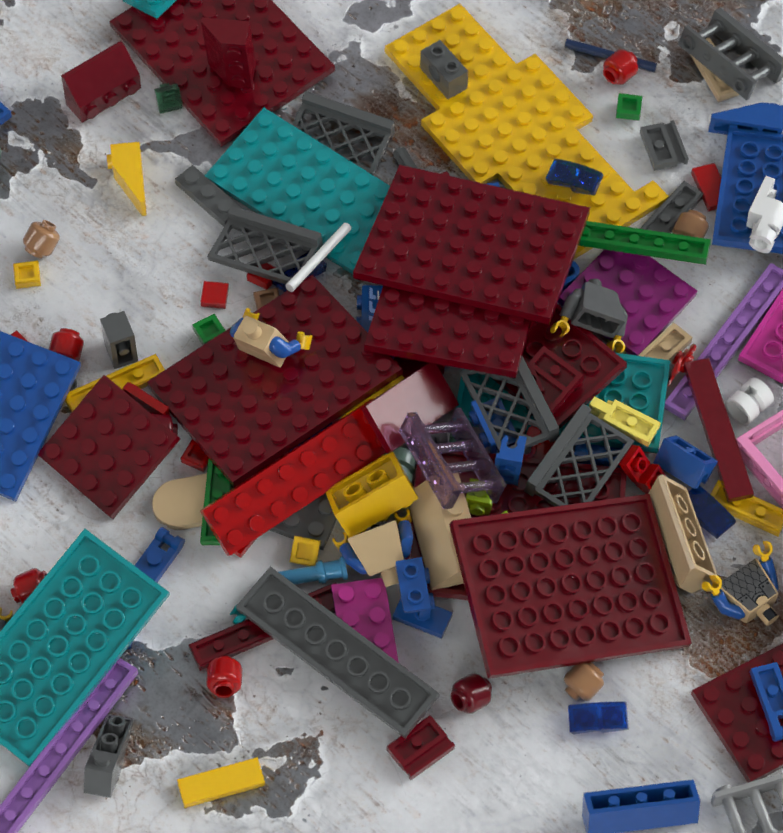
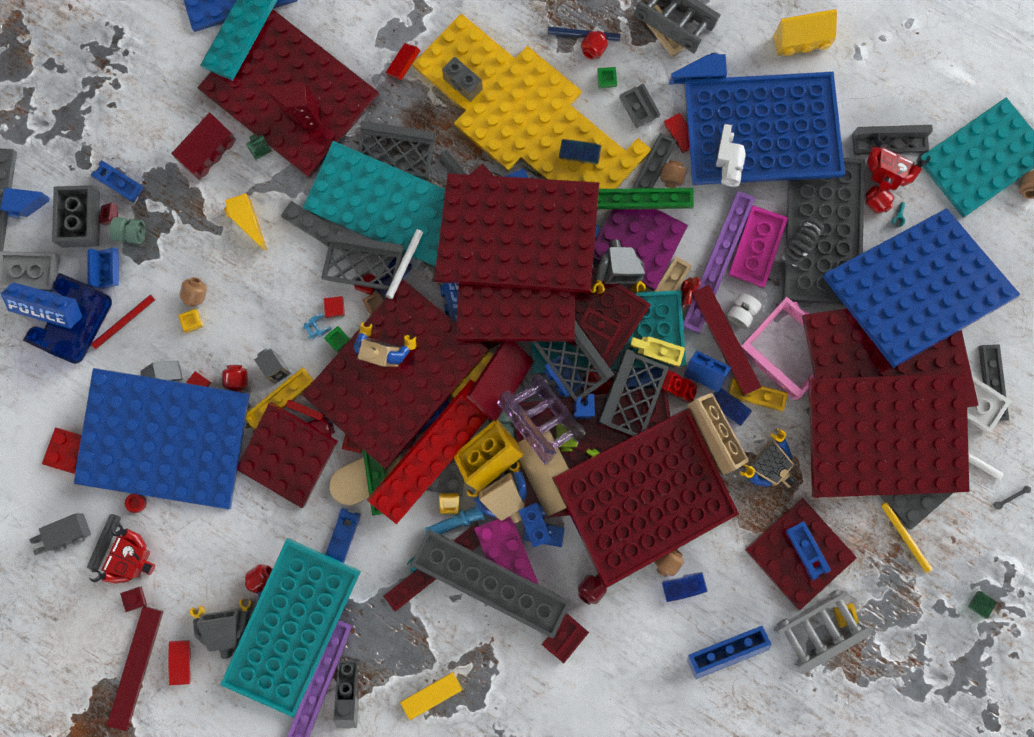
camera: 10 degrees left, 20 degrees up
(186, 319) = (312, 321): none -> dark azure piece
(224, 676) = (414, 616): red head -> none
(373, 41) = (402, 61): none -> red tile

